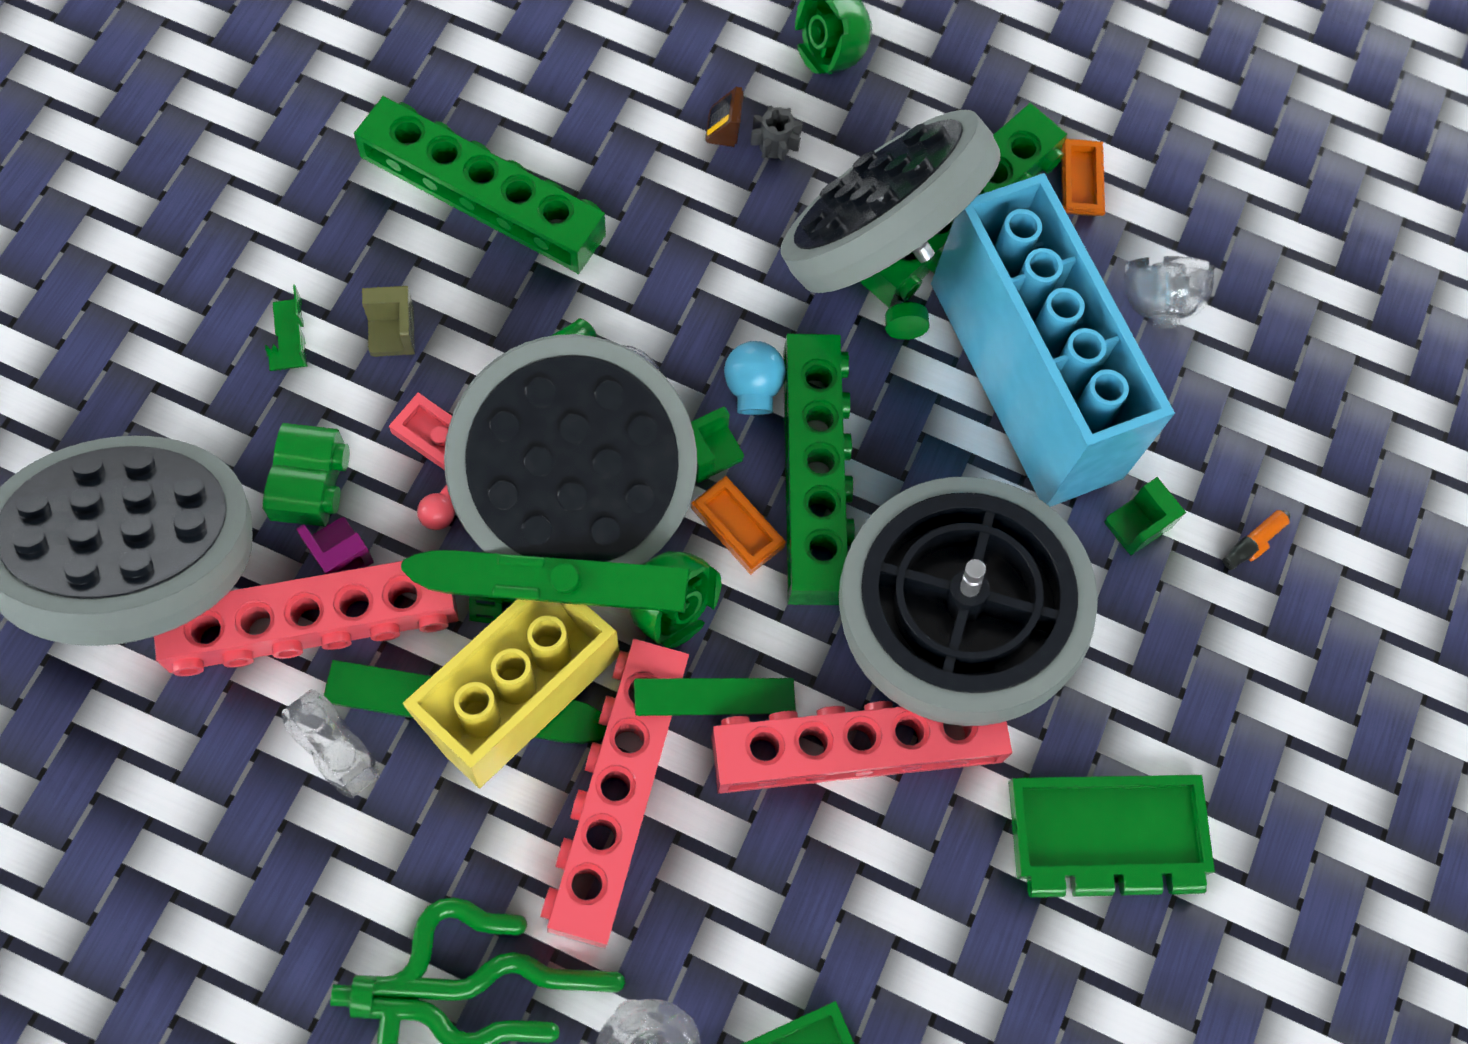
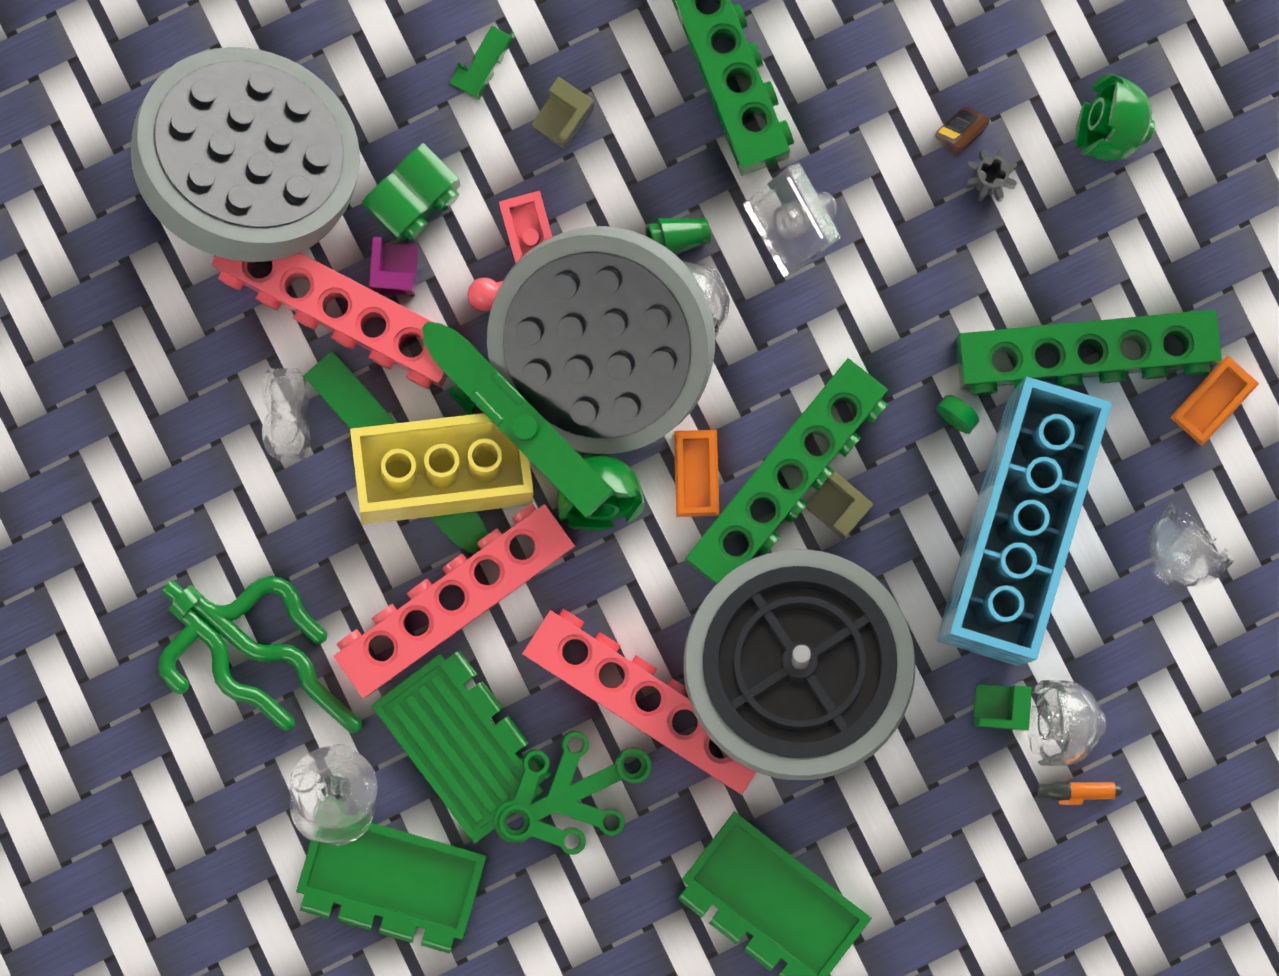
camera: 50 degrees right, 15 degrees up
(650, 263) = (793, 219): none -> clear tile
(713, 696) = (571, 589): green sticker -> none
(715, 444) = (725, 399): green panel -> none
(729, 921) = (455, 741): none -> green hinge
(754, 376) = (800, 370): medium azure piece -> none
(860, 884) = (564, 797): none -> green plant
(878, 458) = (839, 505): none -> olive panel
(891, 202) = (999, 321): wheel -> none
(1207, 486) = (1064, 723): none -> clear cylinder

